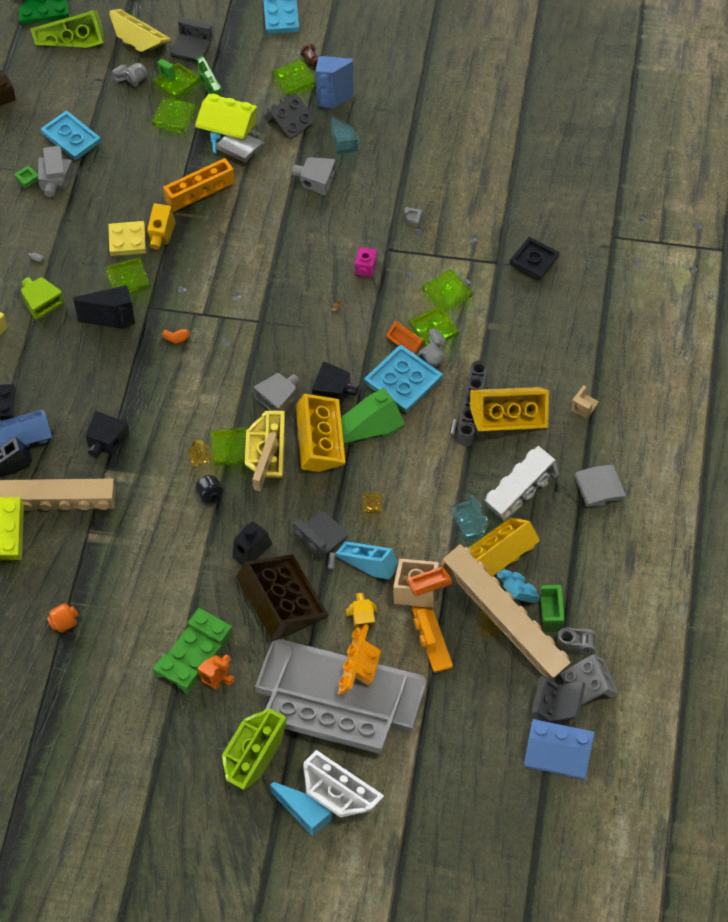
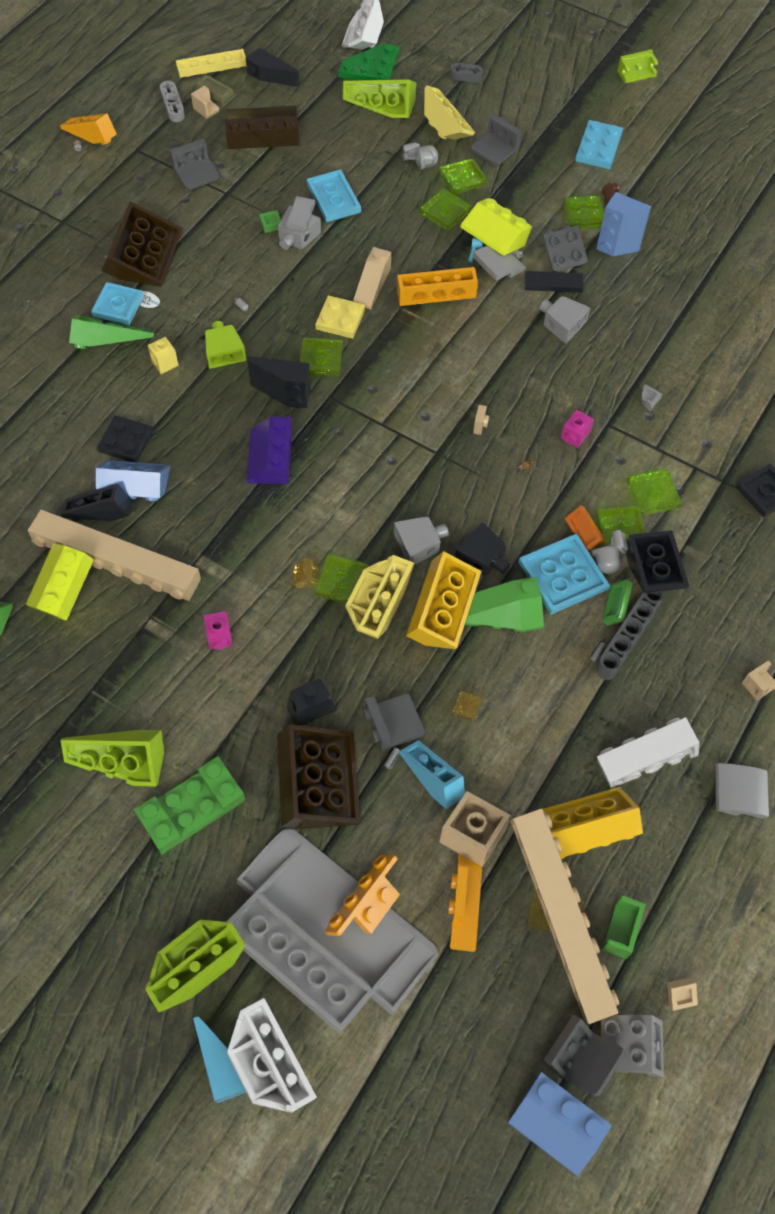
camera: 20 degrees right, 5 degrees up
(63, 617) = (70, 706): orange head -> none
(105, 434) = (216, 515): black torso -> none
(121, 637) = (124, 755): none -> lime wedge
(123, 368) = (270, 451): none -> dark purple slope
(140, 195) = (373, 277): none -> tan slope
(151, 519) = (218, 630): none -> dark pink brick
(160, 225) = (378, 314): yellow torso -> none
(166, 69) = (456, 160): bright green tile -> none
(176, 337) = (341, 438): orange arm -> none
(207, 77) = (494, 181): bright green wing -> none
(209, 489) = (296, 619): black head -> none
(215, 670) = (202, 840): orange piece -> none
(264, 461) = (364, 614): tan tile -> none
(285, 282) = (481, 420): none -> tan plate
(294, 147) = (553, 281): none -> black tile
(344, 136) = (611, 288): clear light blue slope -> none
(362, 611) = (398, 836): yellow piece -> none
(429, 581) = (487, 837): orange tile -> none
(453, 384) = (617, 602): none -> bright green tile
(470, 342) = (656, 562): none -> black slope
(470, 518) = (571, 771): clear light blue bracket -> none
(510, 408) = (670, 656): yellow slope -> none
(517, 588) = (591, 885): medium azure plate -> none
(577, 641) = (642, 985): light grey piece -> none
(610, 635) = (682, 993): none -> tan plate

